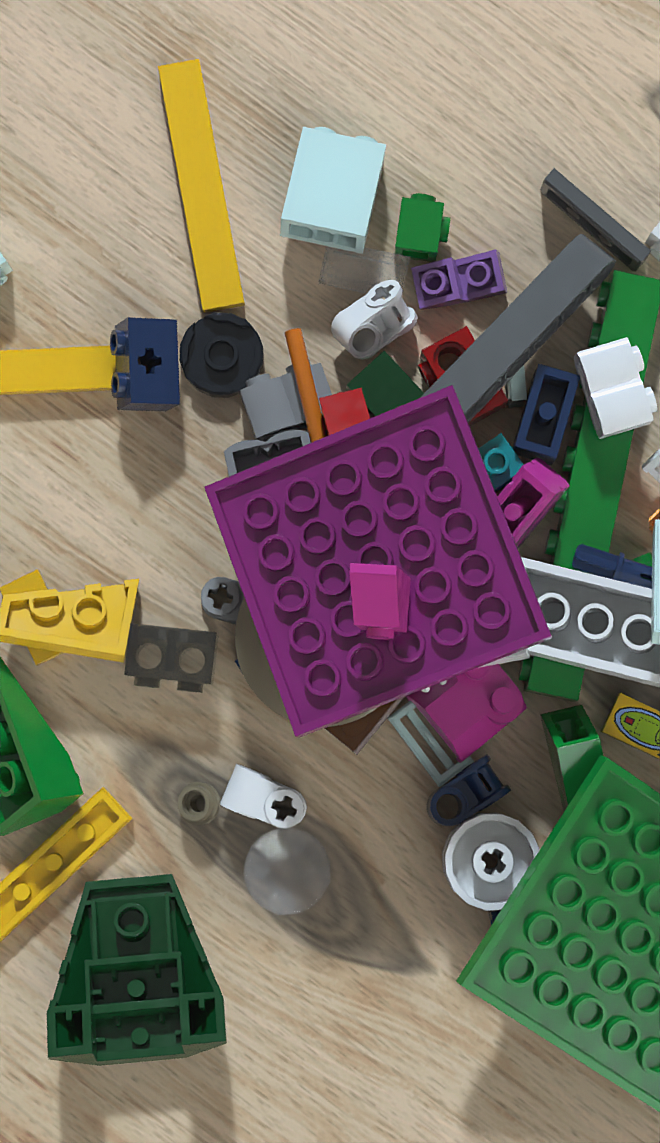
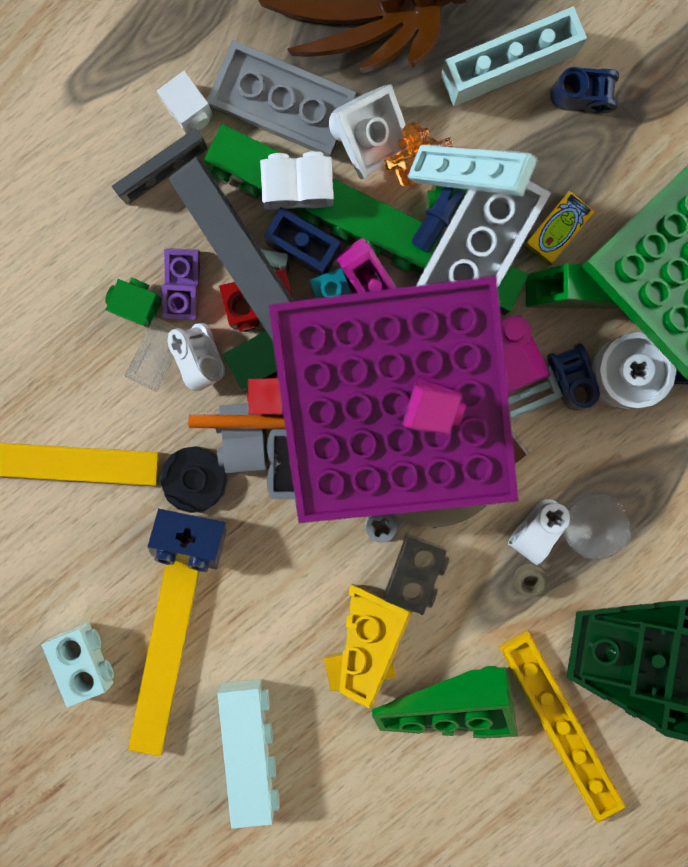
camera: 75 degrees left, 5 degrees up
(332, 189) = (85, 362): light aqua brick -> none

